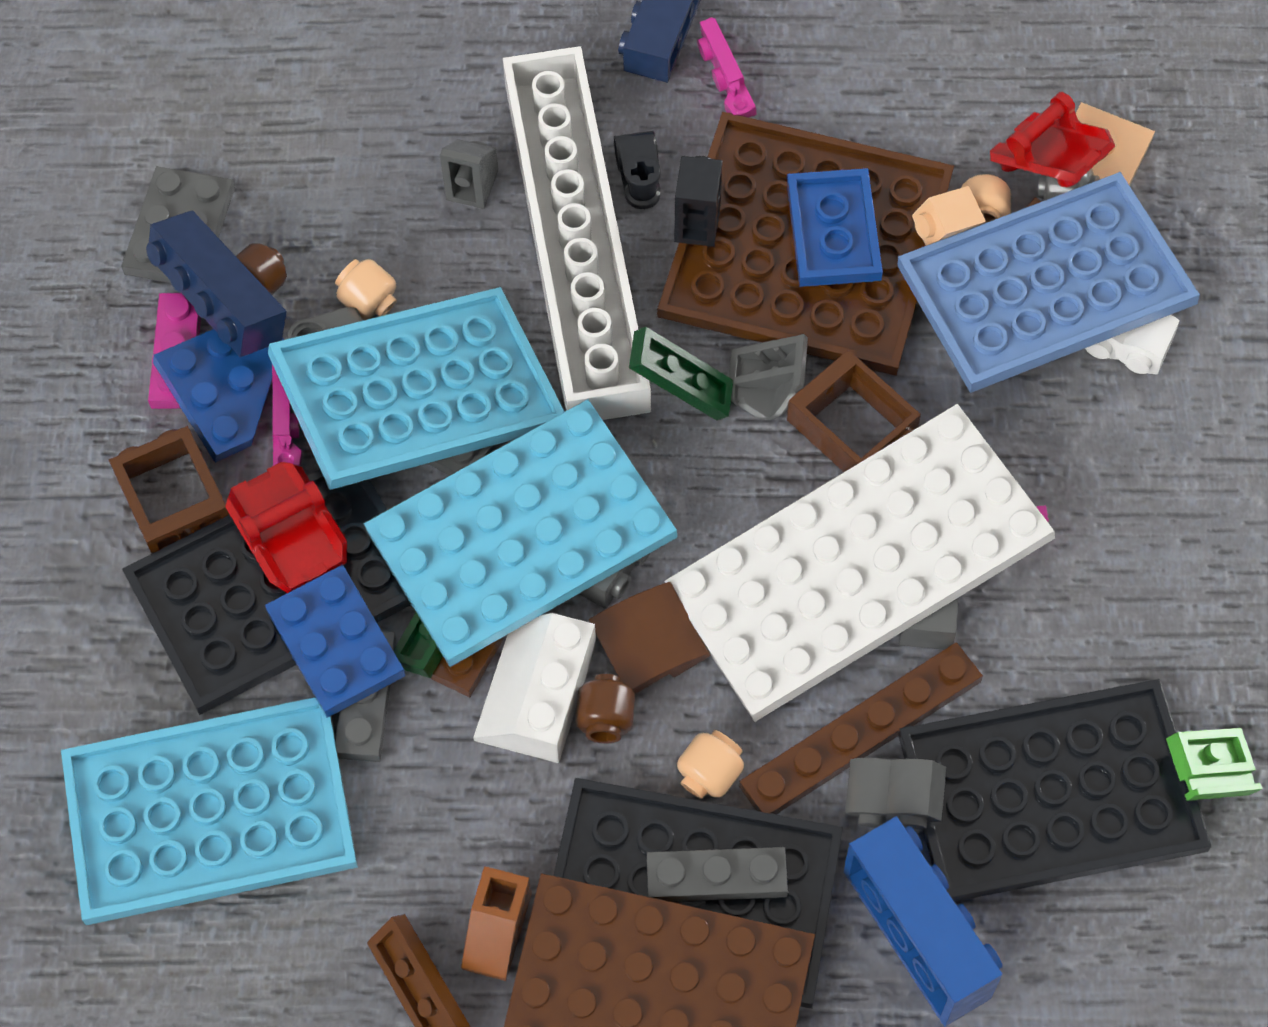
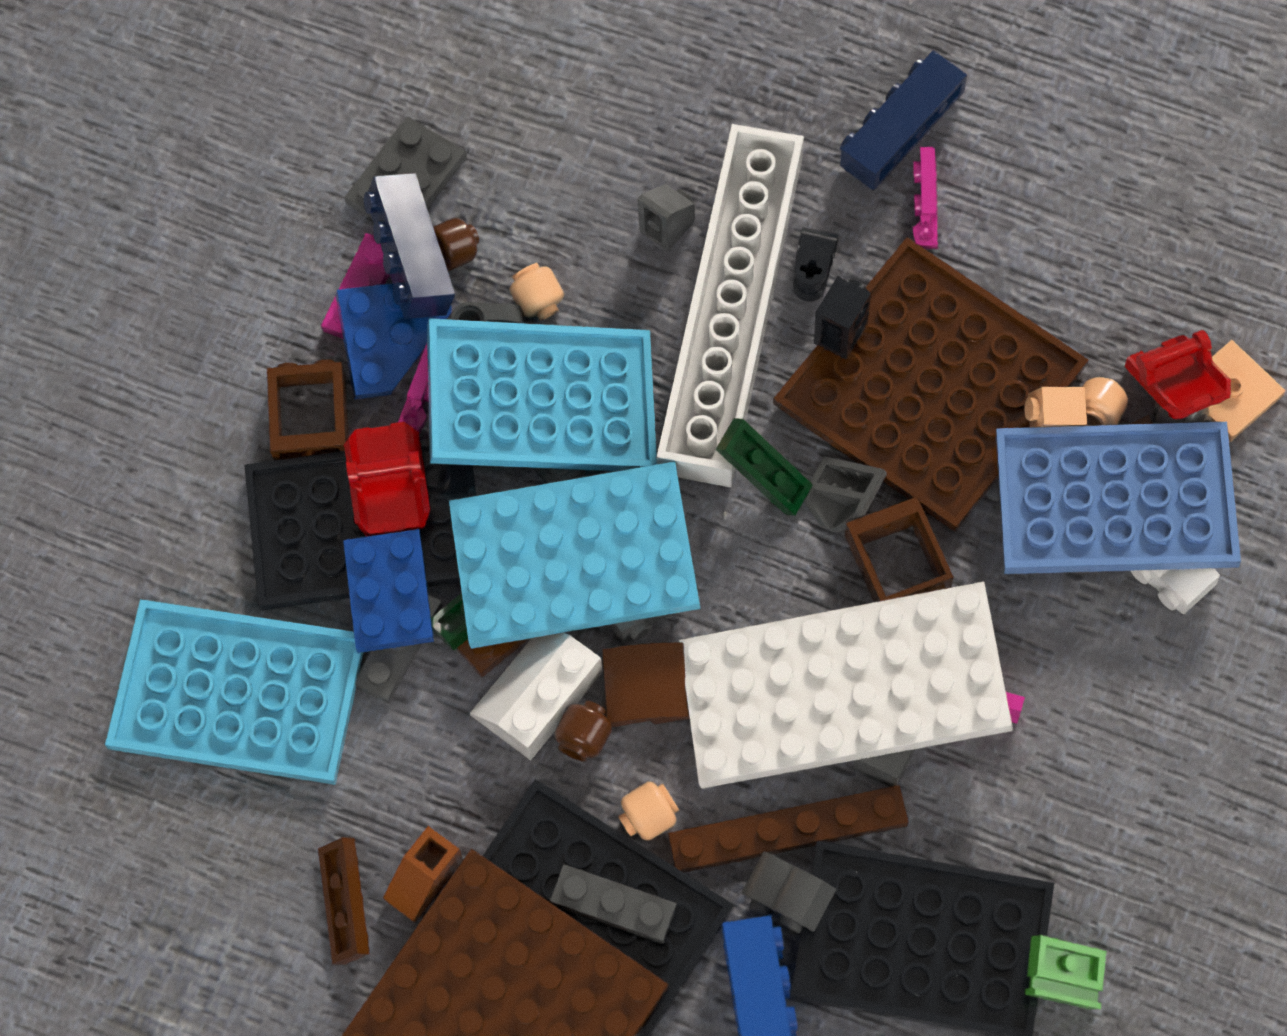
camera: 25 degrees right, 5 degrees up
(834, 227) = (954, 380): blue plate -> none

